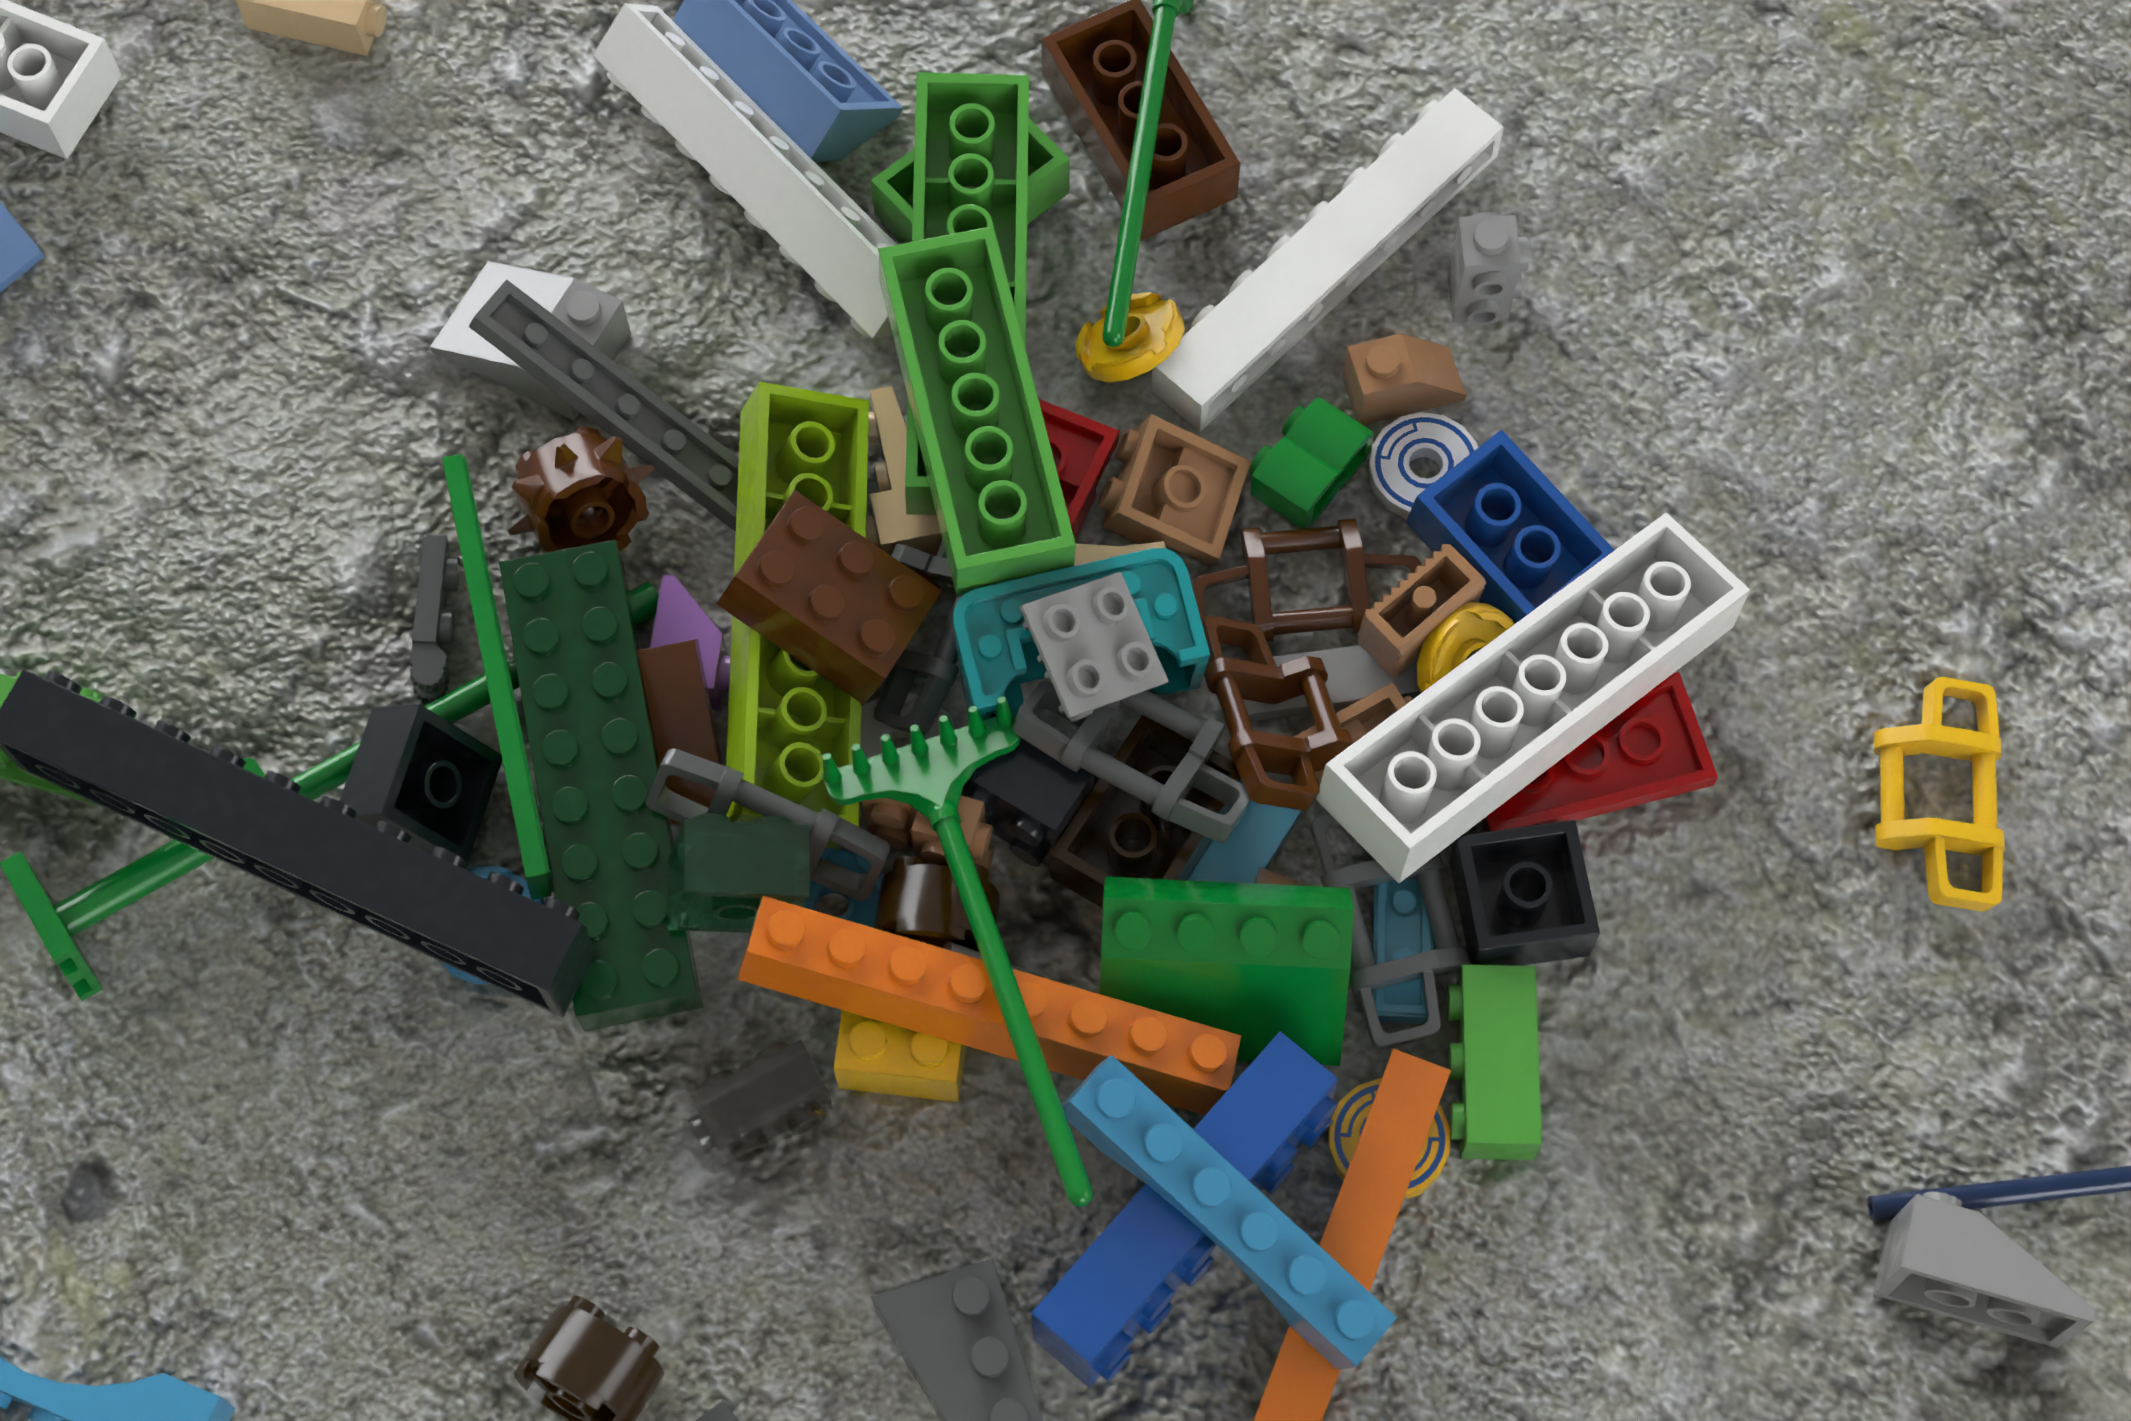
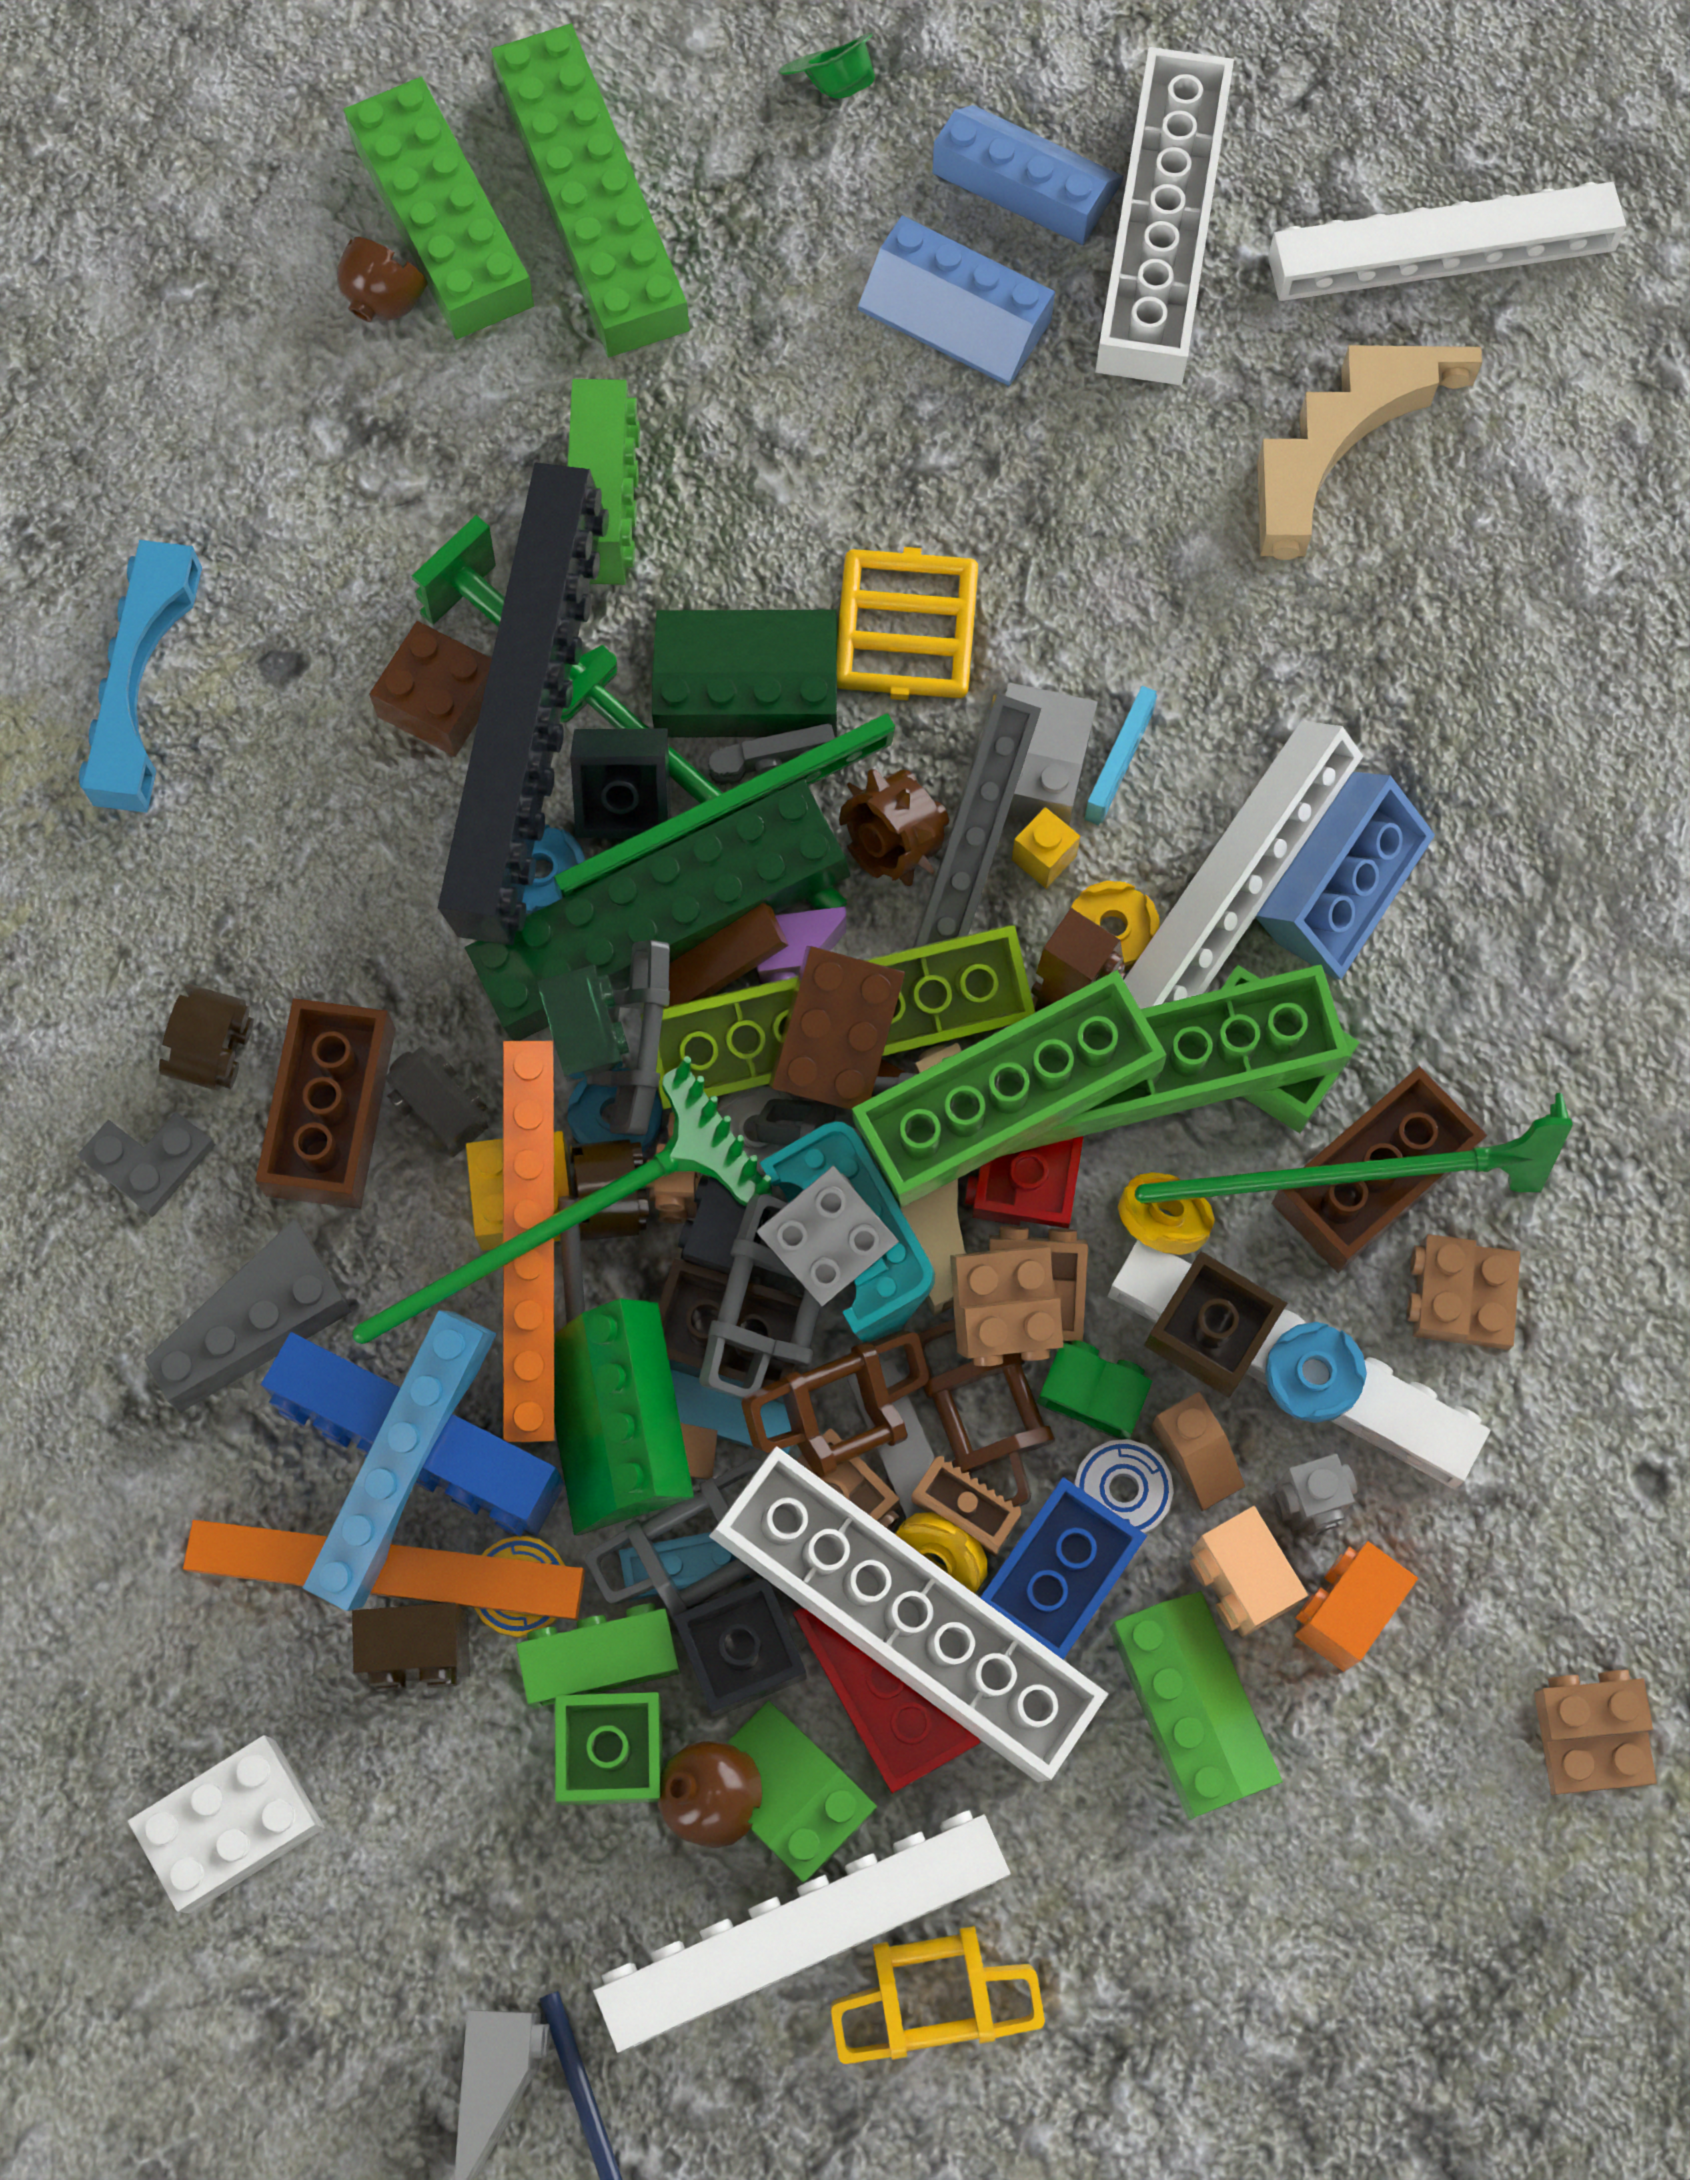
camera: 75 degrees right, 5 degrees up
(202, 991) = (433, 688): none -> reddish brown brick
(311, 504) = (959, 647): none -> yellow bar
(312, 626) = (744, 672): none -> dark green slope
(565, 246) = (1121, 755): none -> medium azure tile
(656, 350) = (1045, 847): none -> yellow brick
(724, 1235) = (326, 1103): none -> reddish brown brick
(776, 342) = (1129, 905): none -> yellow tile
(829, 331) = (1075, 958): none -> reddish brown wedge
(1202, 512) = (1005, 1305): none -> medium nougat plate
(1284, 300) = (1215, 1324): none -> dark brown brick
(1290, 85) = (1464, 1292): none -> medium nougat plate
(1347, 257) = (1298, 1395): none -> dark azure tile
(1443, 1264) = (411, 1645): none -> dark brown brick
(1555, 354) = (1246, 1572): none -> light nougat brick
(1611, 1066) = (608, 1748): none -> bright green brick
(1614, 262) = (1356, 1605): none -> orange brick
(1681, 457) = (1194, 1704): none -> bright green slope
(1684, 965) = (709, 1793): none -> reddish brown cylinder
(1696, 888) = (806, 1798): none -> bright green slope
(1782, 93) = (1596, 1733): none -> medium nougat plate
(1861, 903) = (801, 1932): none -> white brick

